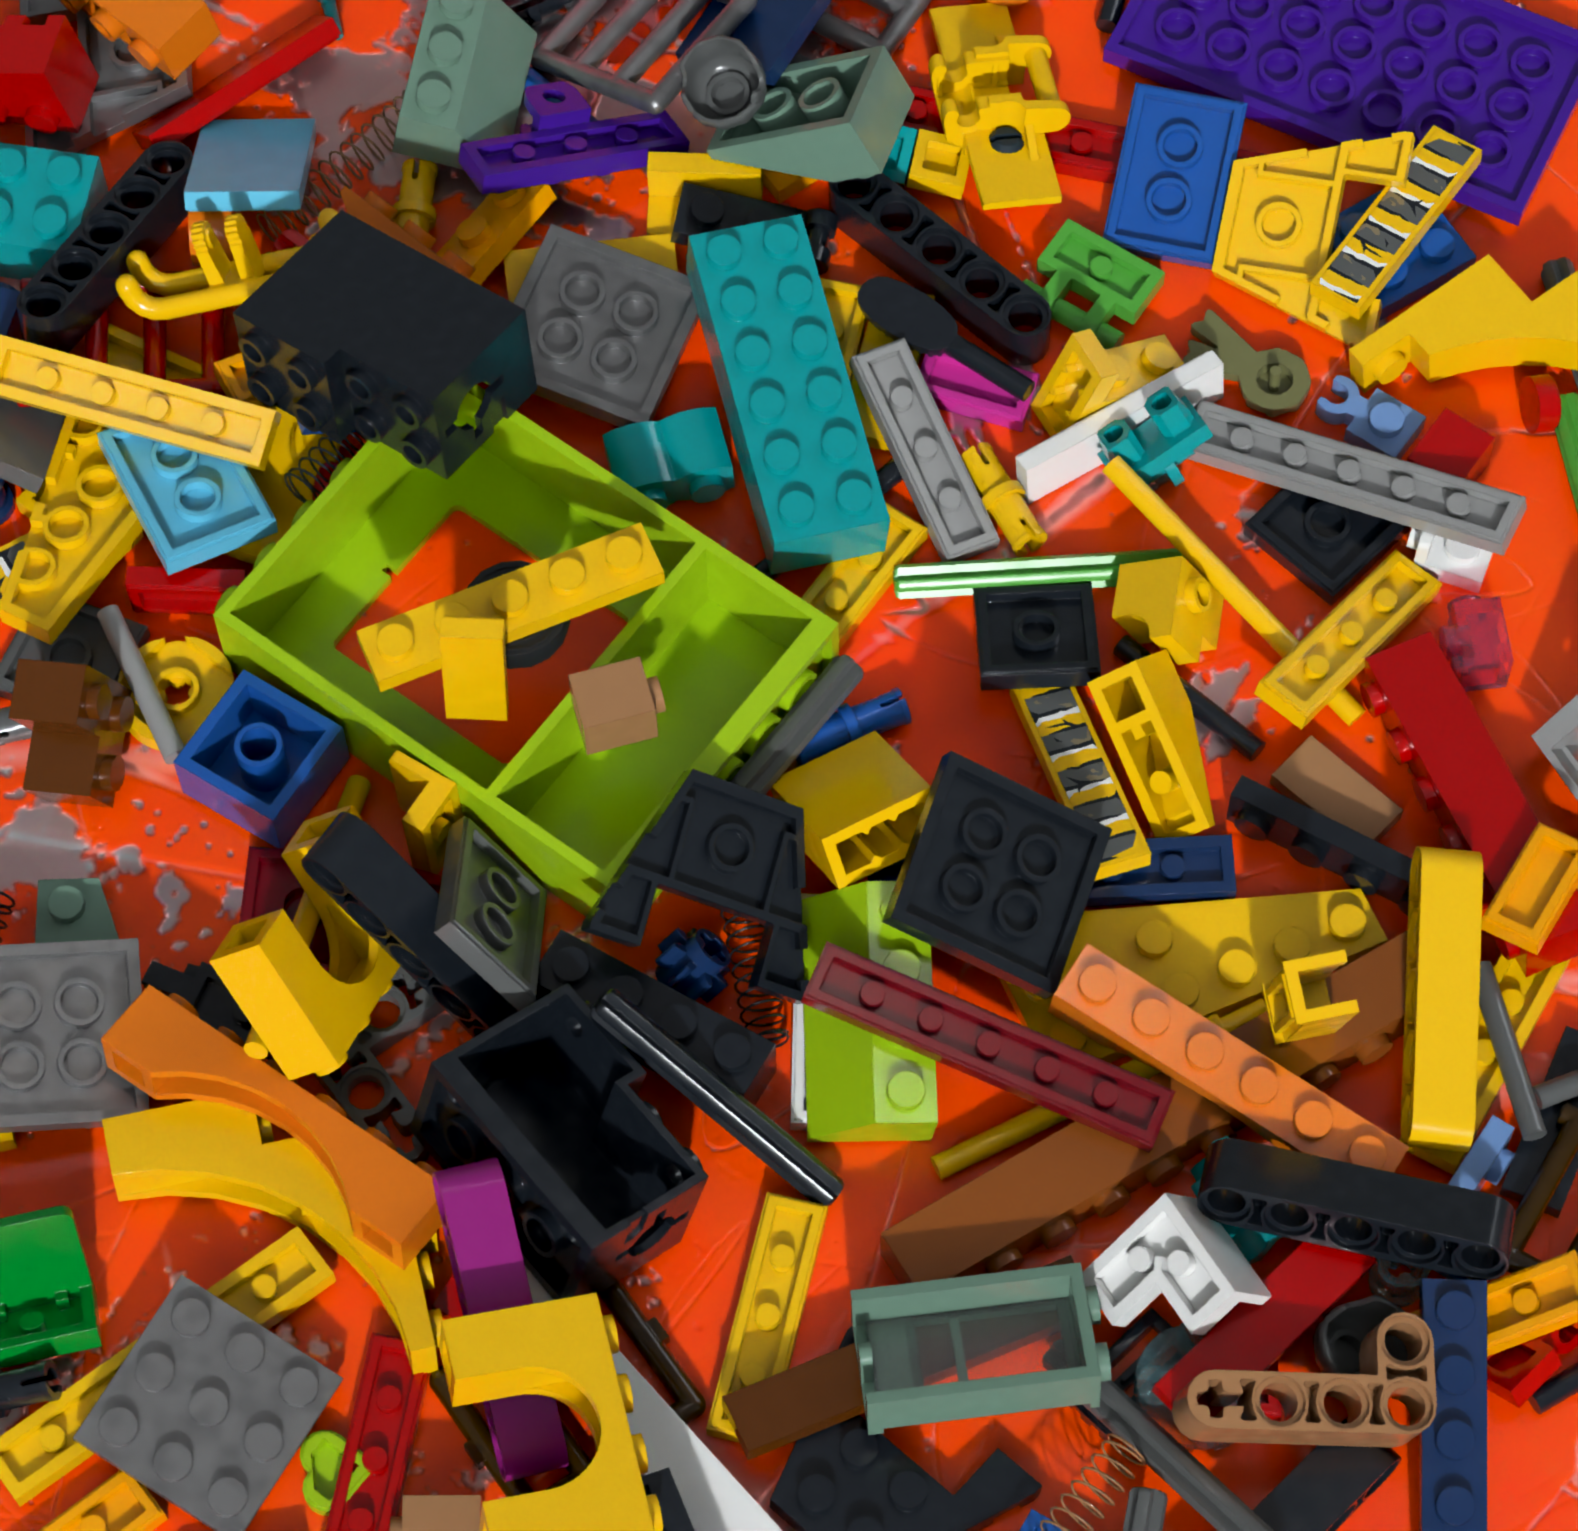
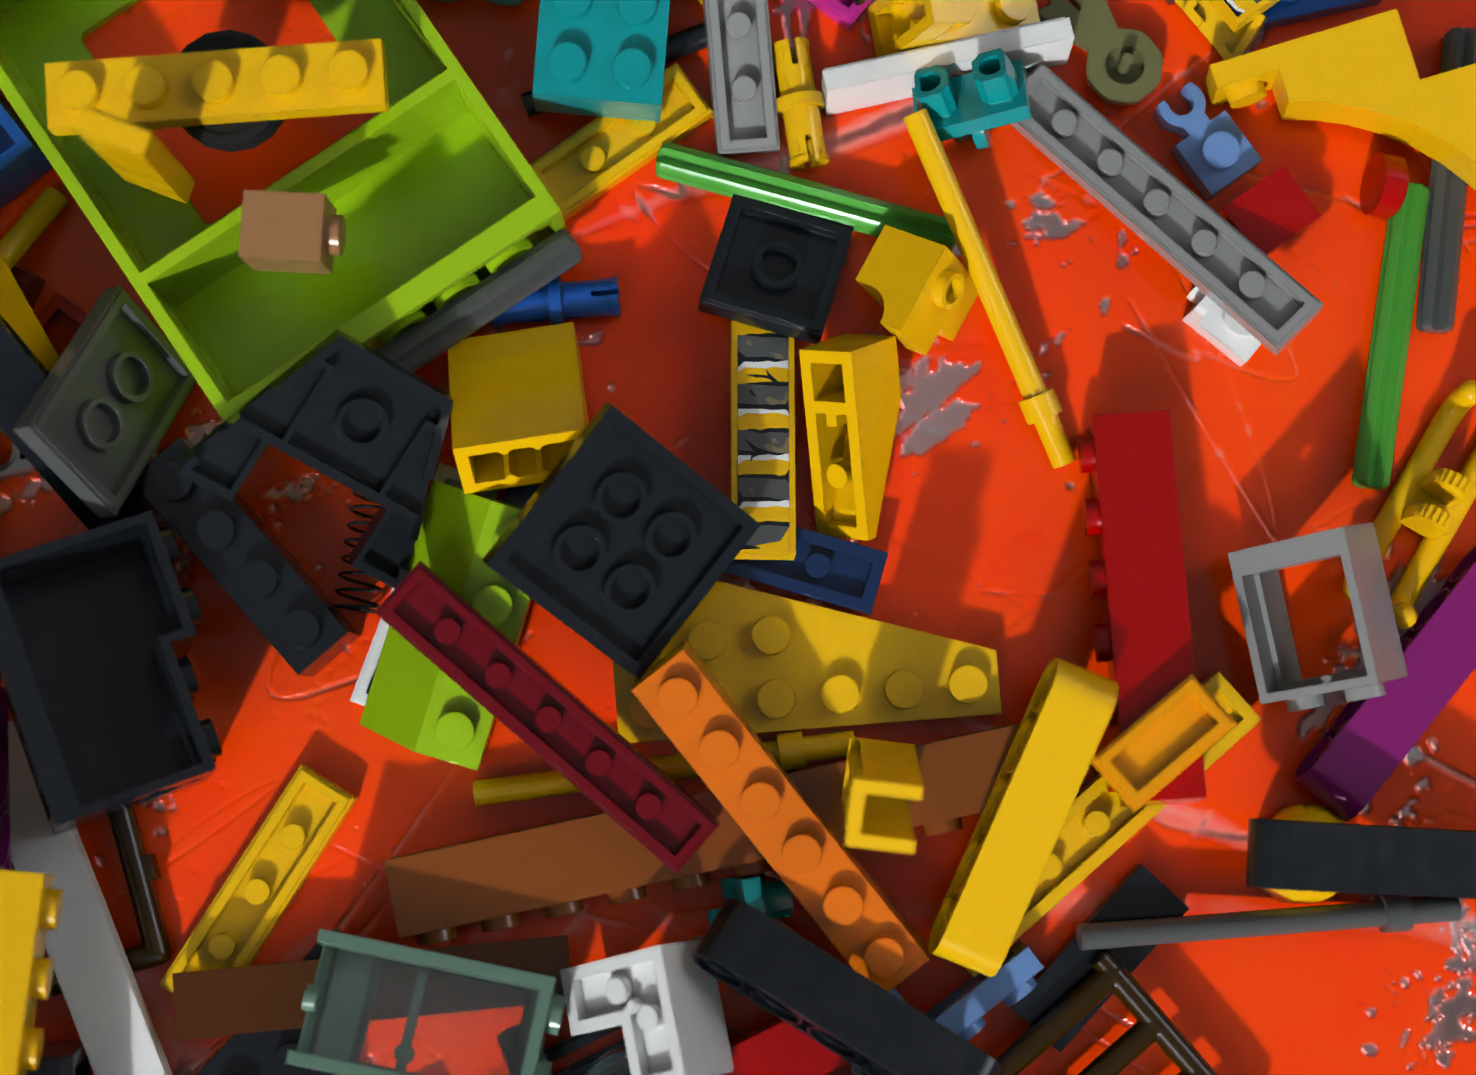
camera: 15 degrees right, 20 degrees up
(430, 809) = (89, 269): yellow panel -> none
(693, 963) = (307, 508): dark blue gear -> none
(716, 1098) = (267, 668): black axle -> none
(1203, 708) = (912, 393): black bar -> none
(1320, 841) = (971, 587): black plate -> none
(1321, 541) = (1100, 258): black tile -> none
(1335, 790) = (1011, 540): medium nougat tile -> none
(1345, 637) = (1085, 382): yellow tile -> none
(1477, 642) = (1214, 427): clear pink brick -> none
(1509, 1056) = (1069, 888): dark grey bar -> none

